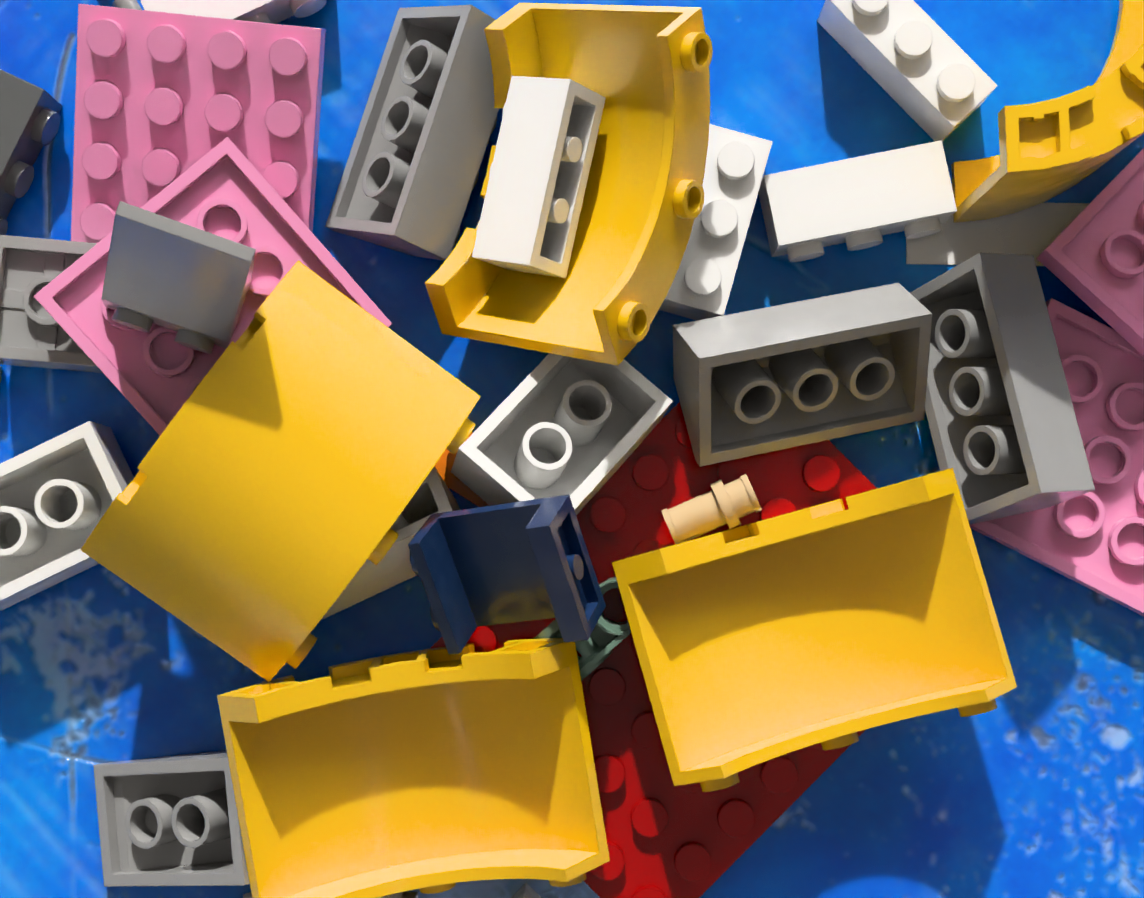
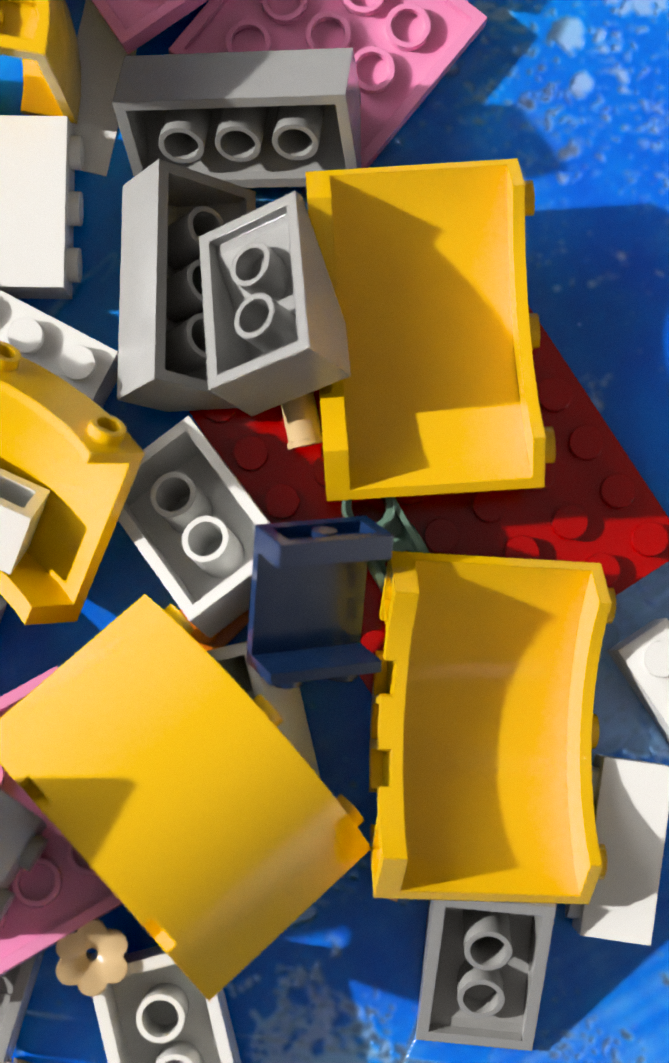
camera: 85 degrees left, 0 degrees up
(94, 424) = (92, 970): none -> tan plant
(799, 461) = (270, 309): none -> light grey slope

